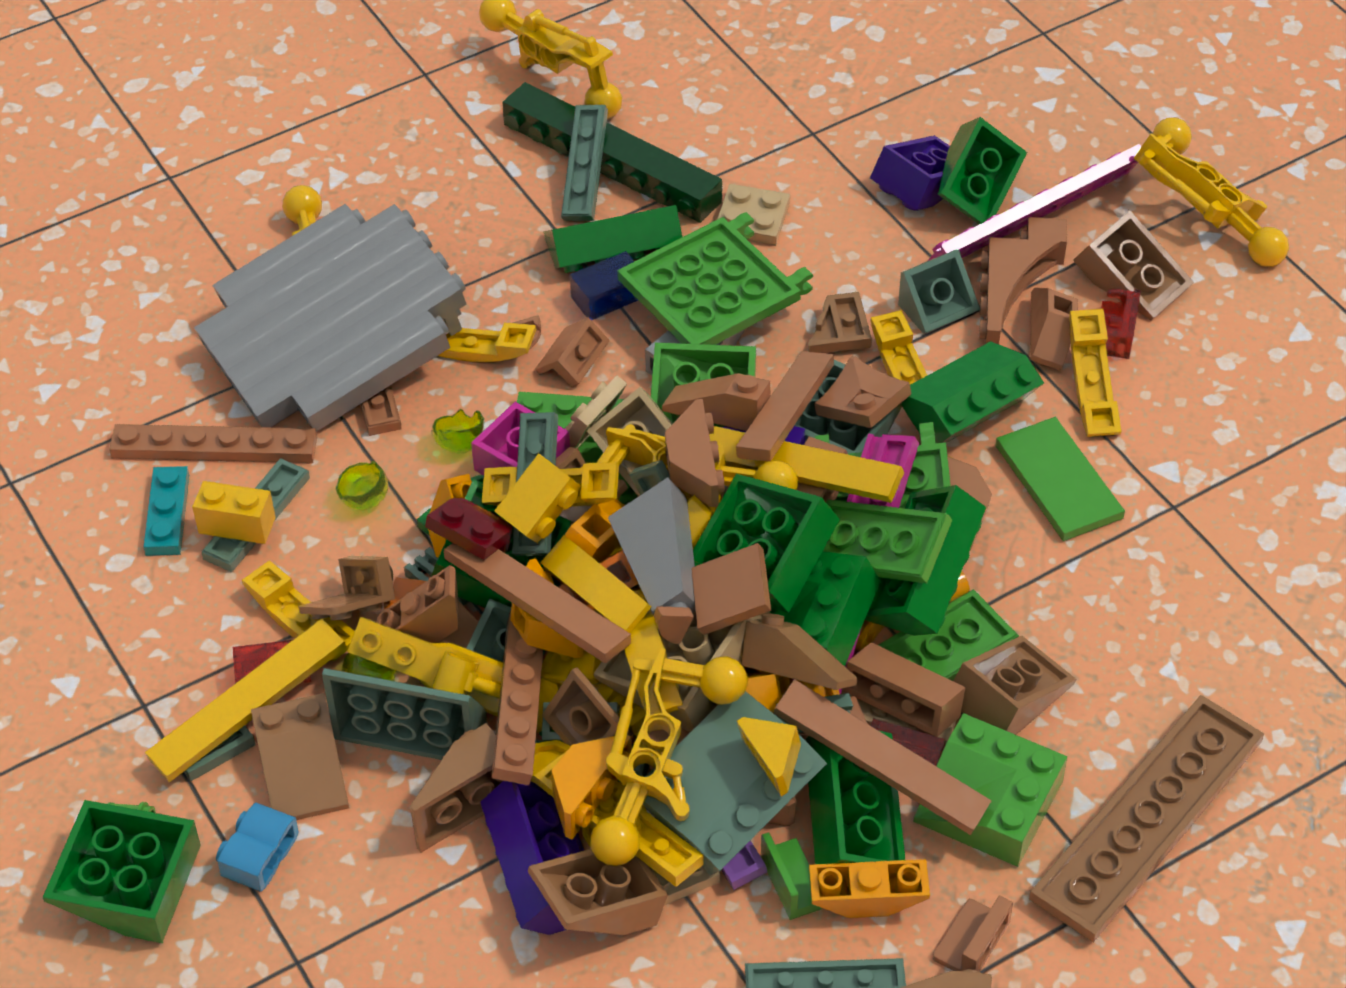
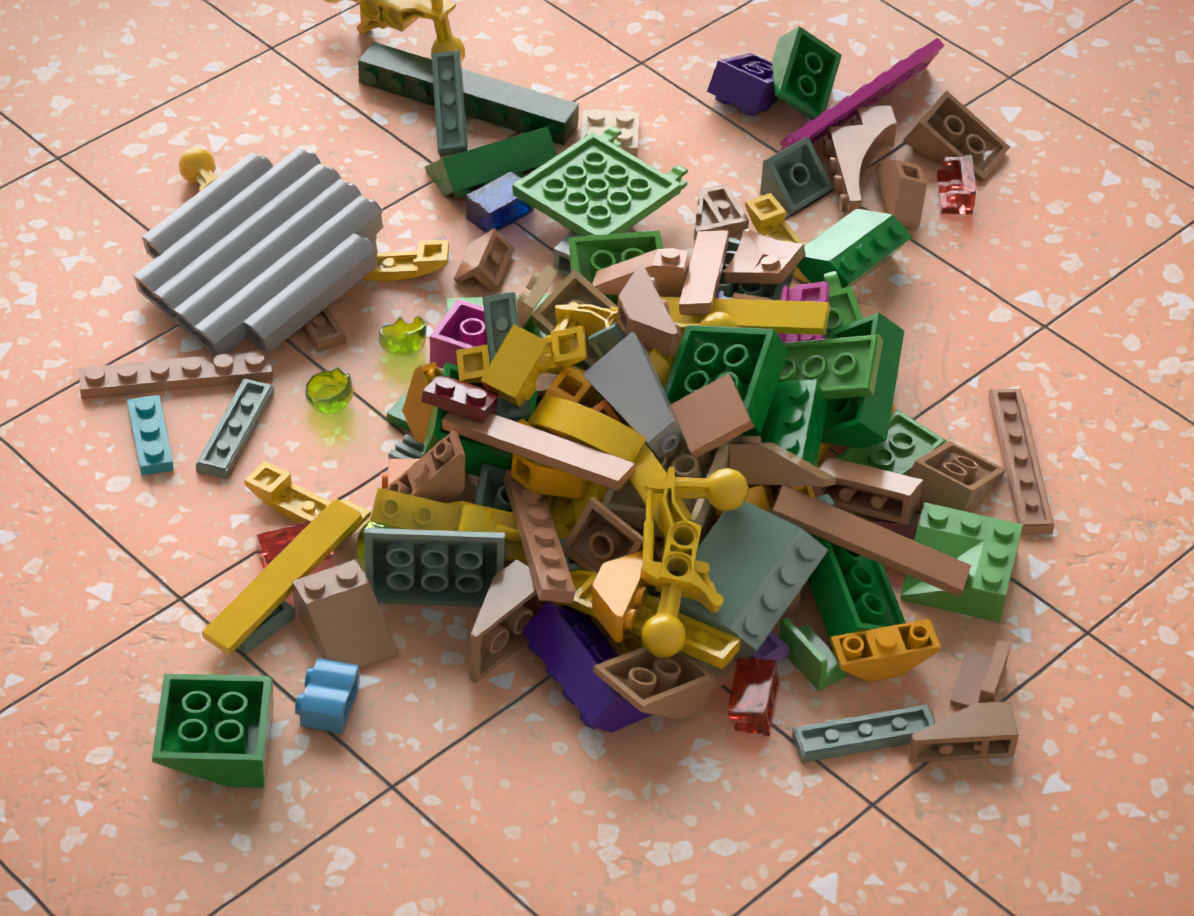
camera: 15 degrees left, 5 degrees down
(234, 512) = (221, 424): yellow brick -> none
(365, 586) = (357, 467): medium nougat bracket -> none
(673, 622) = (668, 449): nougat tile -> none
(712, 918) = (754, 695): none -> clear red hinge
(773, 747) = (782, 538): yellow slope -> none
(1059, 478) = (943, 314): bright green tile -> none
(1092, 373) = (946, 226): yellow slope -> none
(1097, 672) = (1021, 461): none -> nougat tile
(1145, 818) = (1097, 568): medium nougat plate -> none
(1209, 190) = (1006, 71): yellow piece -> none

